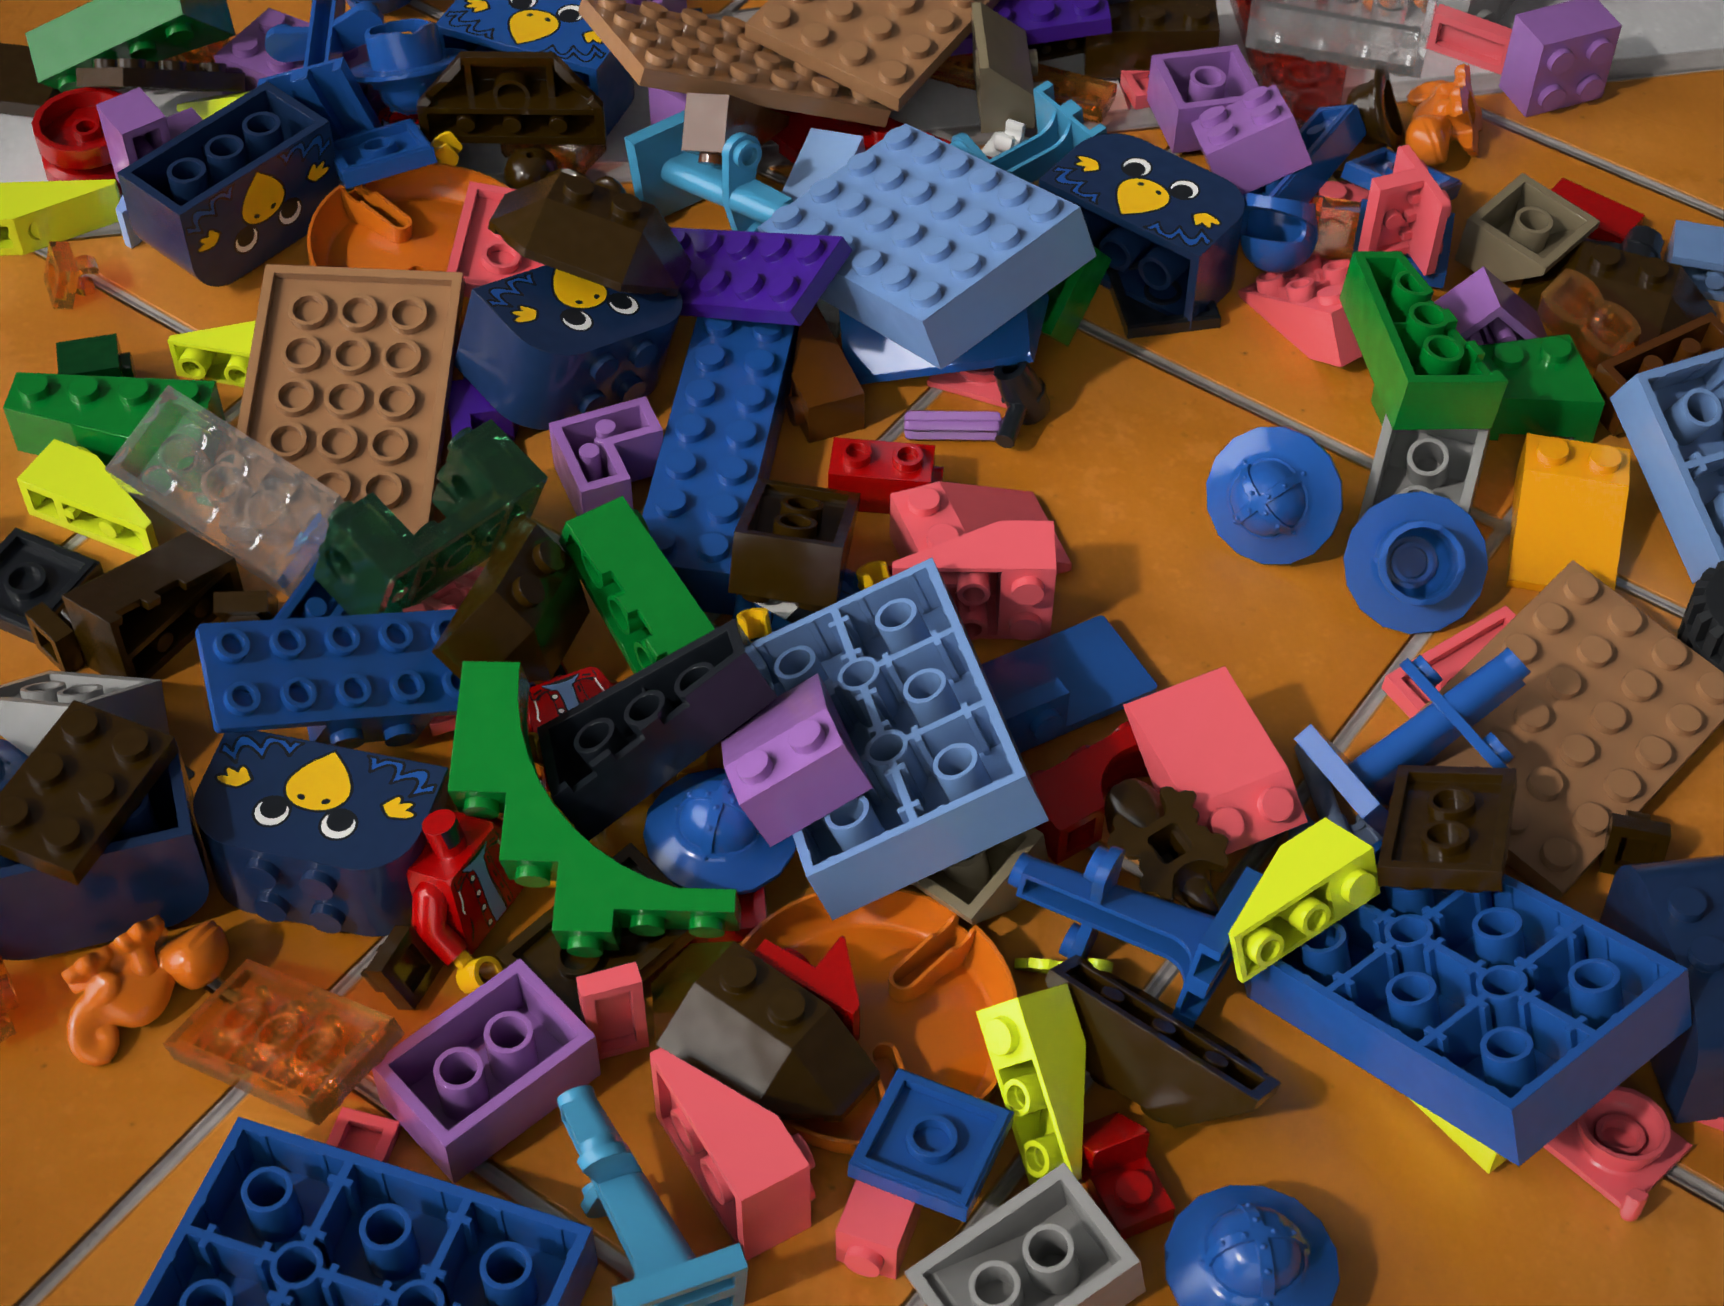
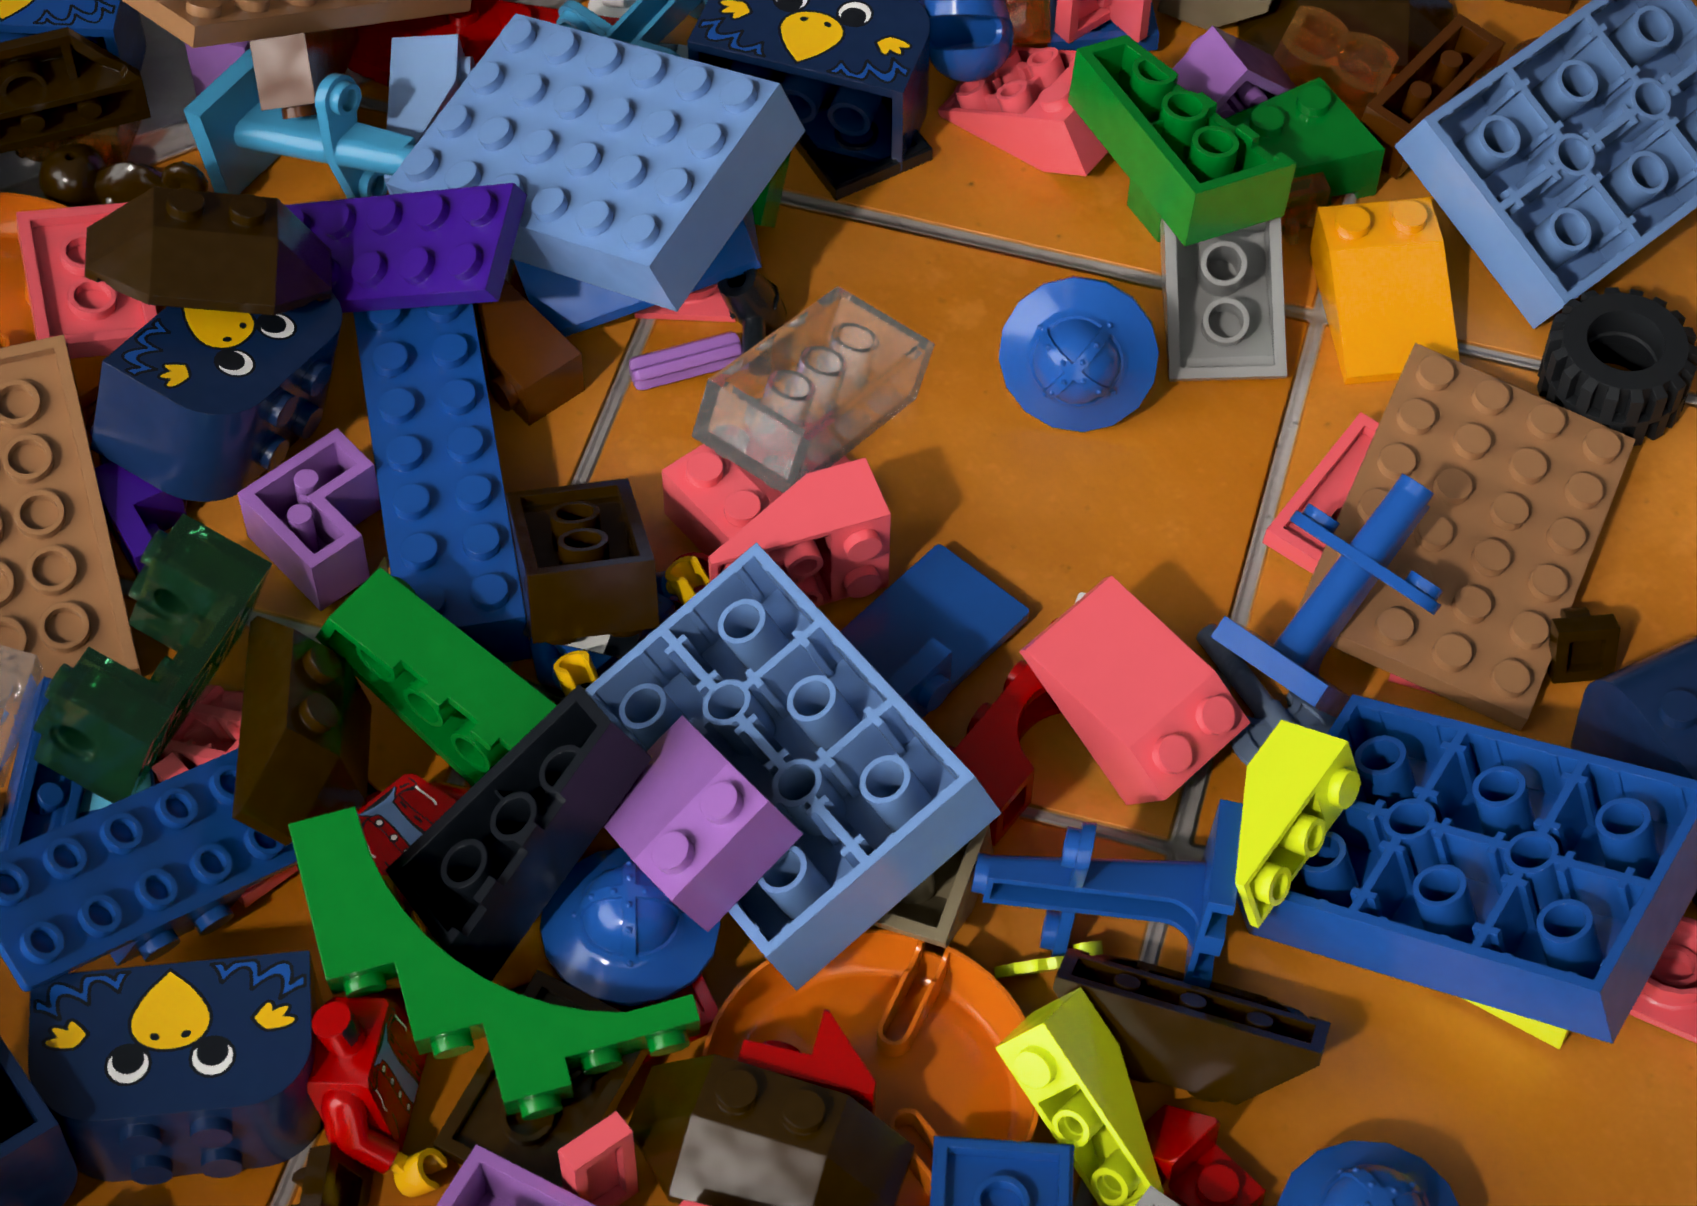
camera: 20 degrees left, 5 degrees up
(880, 469) = (632, 442): red brick -> none
(1037, 462) = (812, 389): none -> clear brick
(1167, 842) = (1117, 787): dark brown animal -> none
(1415, 562) = (1253, 390): blue helmet -> none
(1448, 828) = (1409, 692): dark brown plate -> none
(1511, 428) = (1304, 198): none -> clear orange tile

